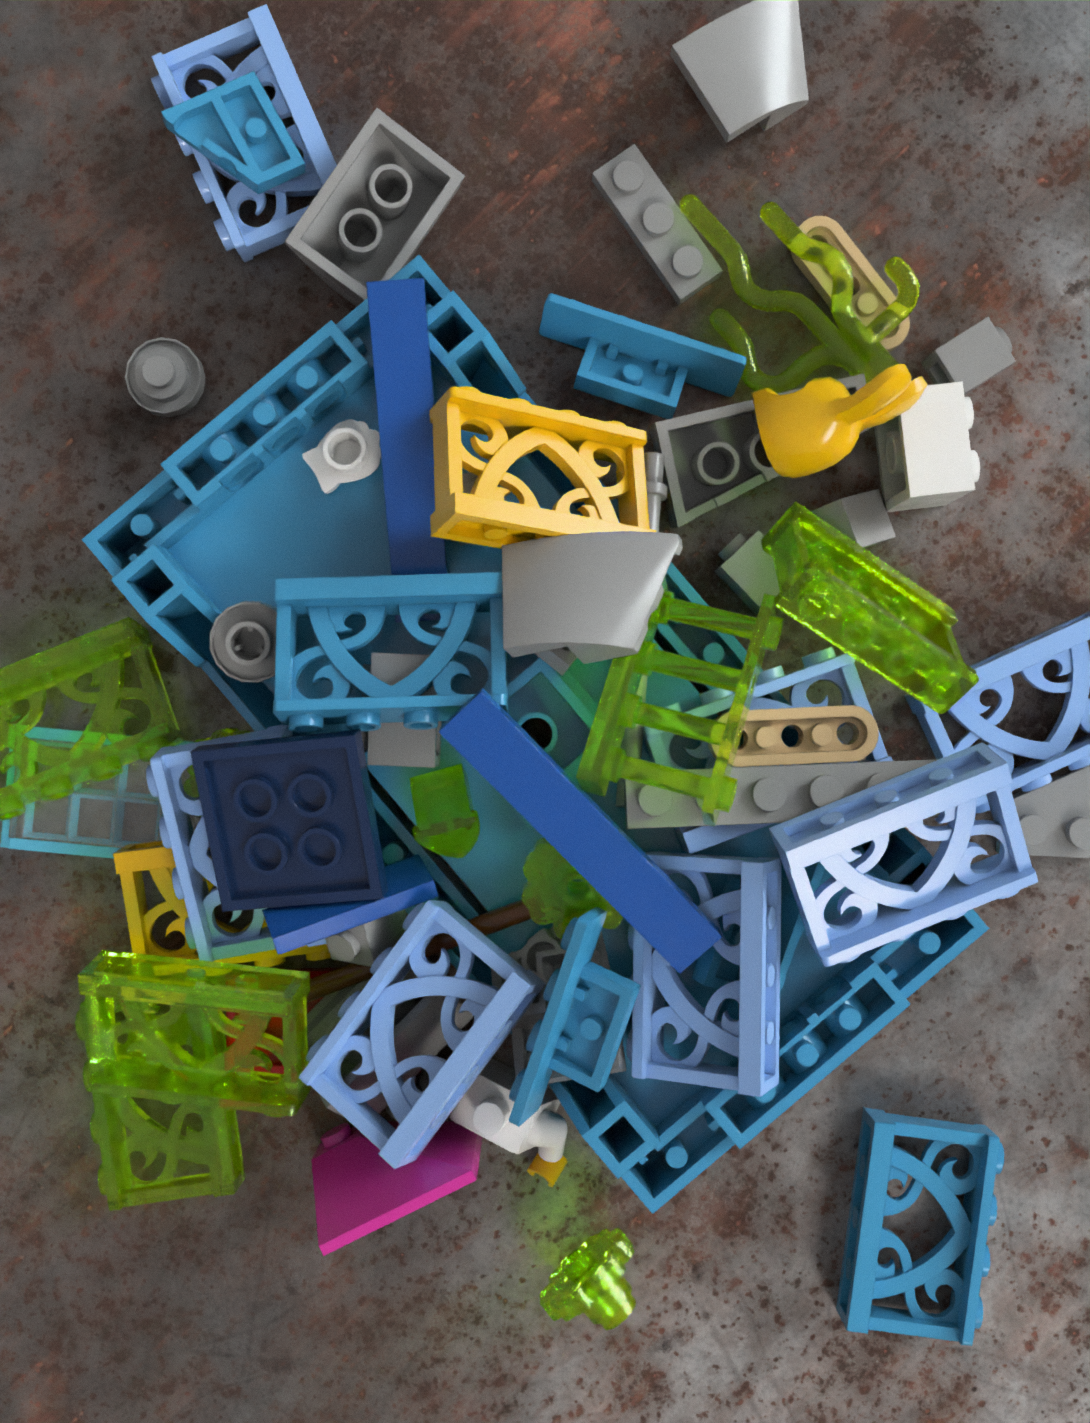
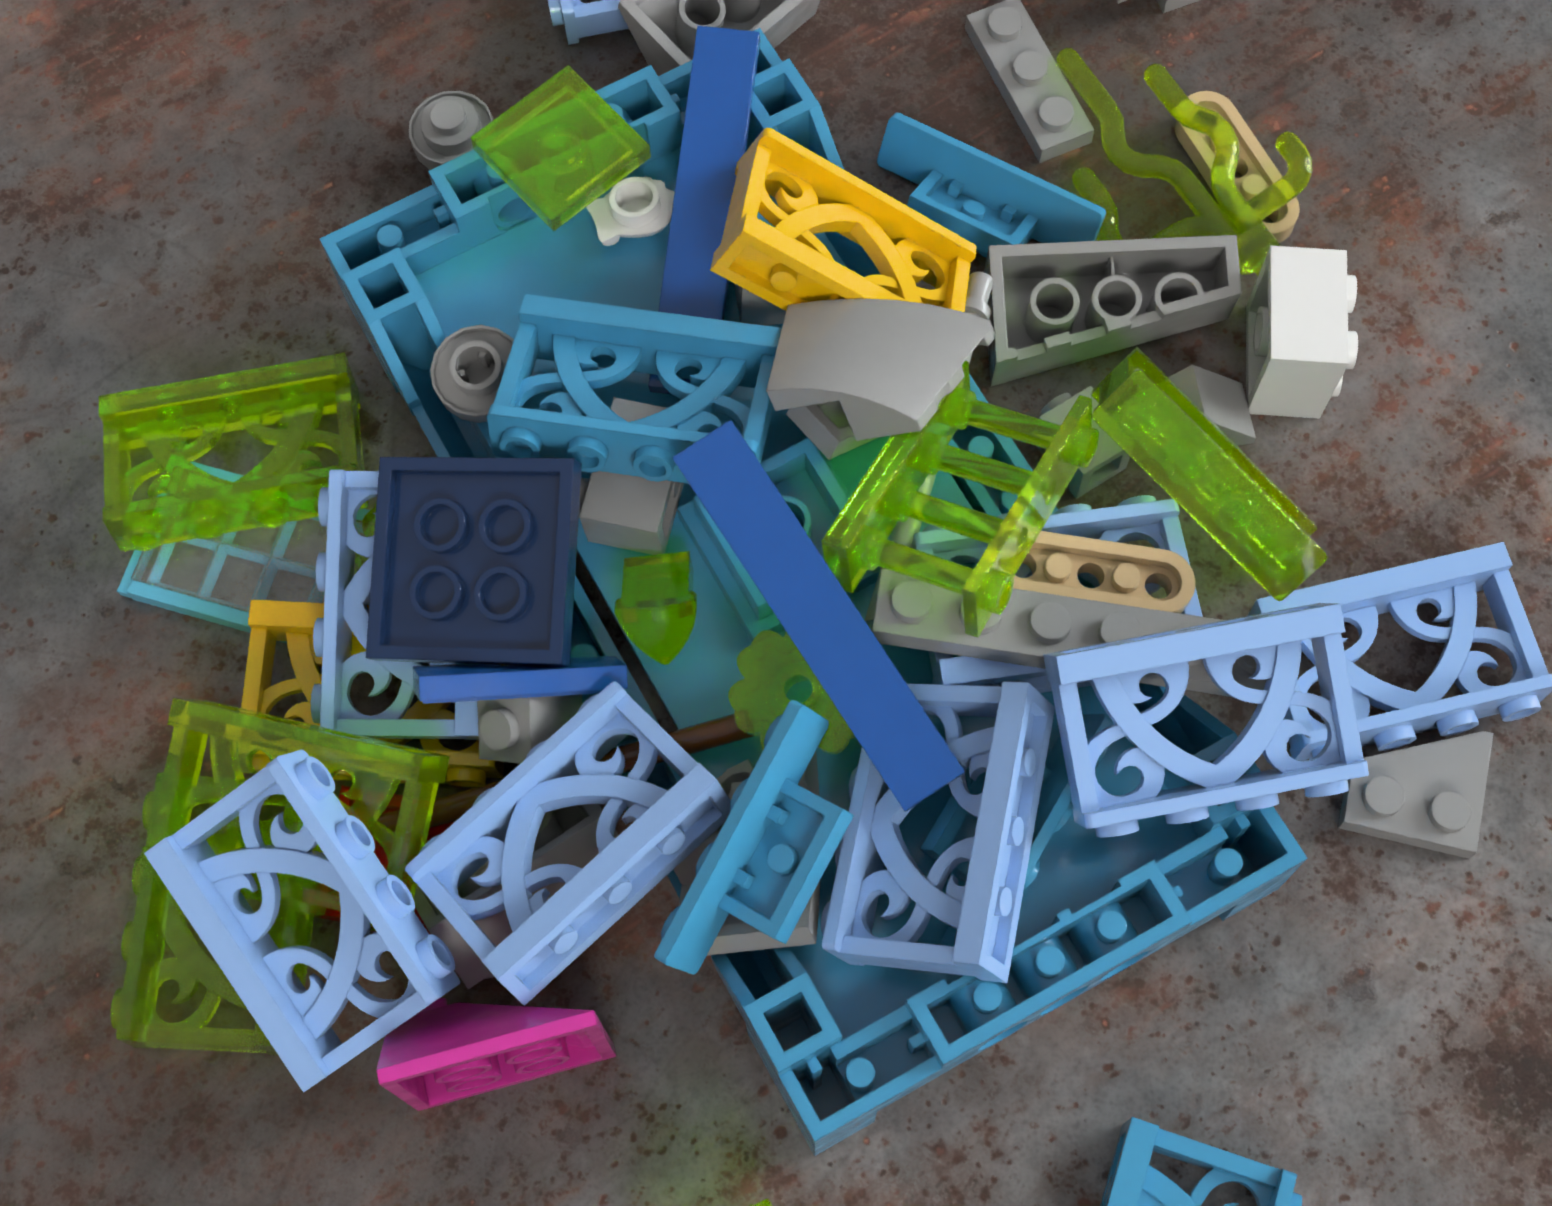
camera: 15 degrees right, 20 degrees down
(229, 1077) = (239, 940): none -> light blue fence
(271, 423) = (561, 147): none -> clear neon green tile
(487, 1111) = (658, 1009): white torso -> none
(823, 420) = (1175, 253): yellow piece -> none
(971, 357) = (1375, 254): light grey brick -> none

